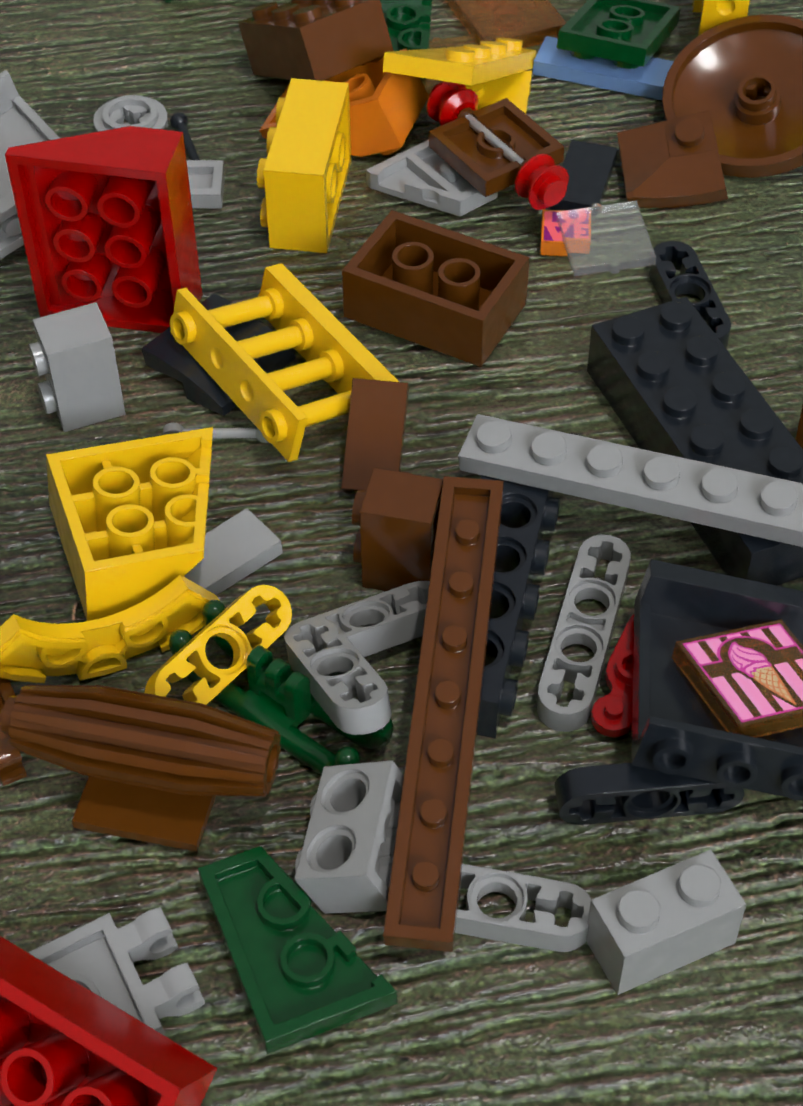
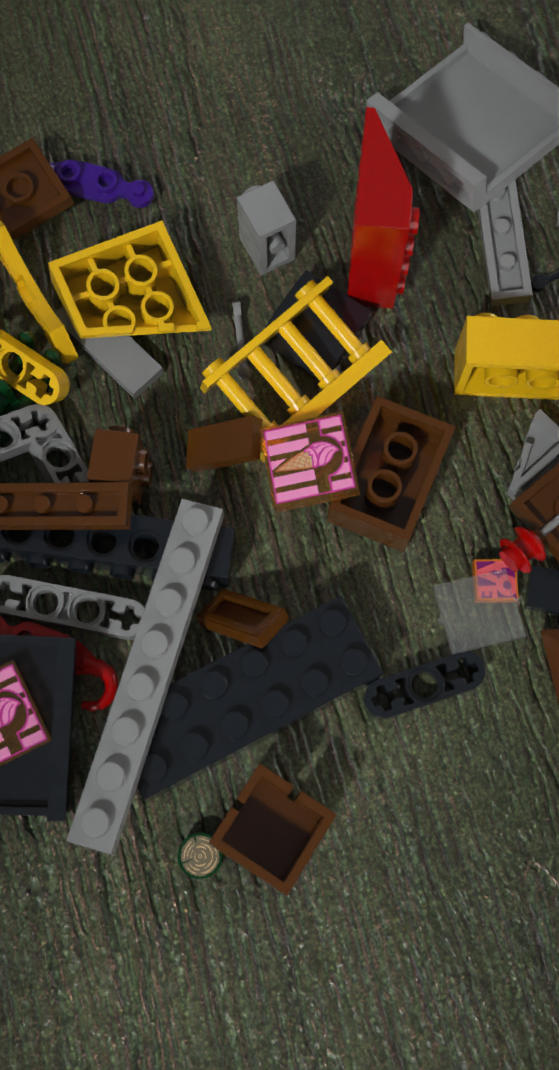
camera: 85 degrees right, 25 degrees up
(423, 329) = (309, 462): none -> tile
(621, 407) = (243, 618): none -> reddish brown tile

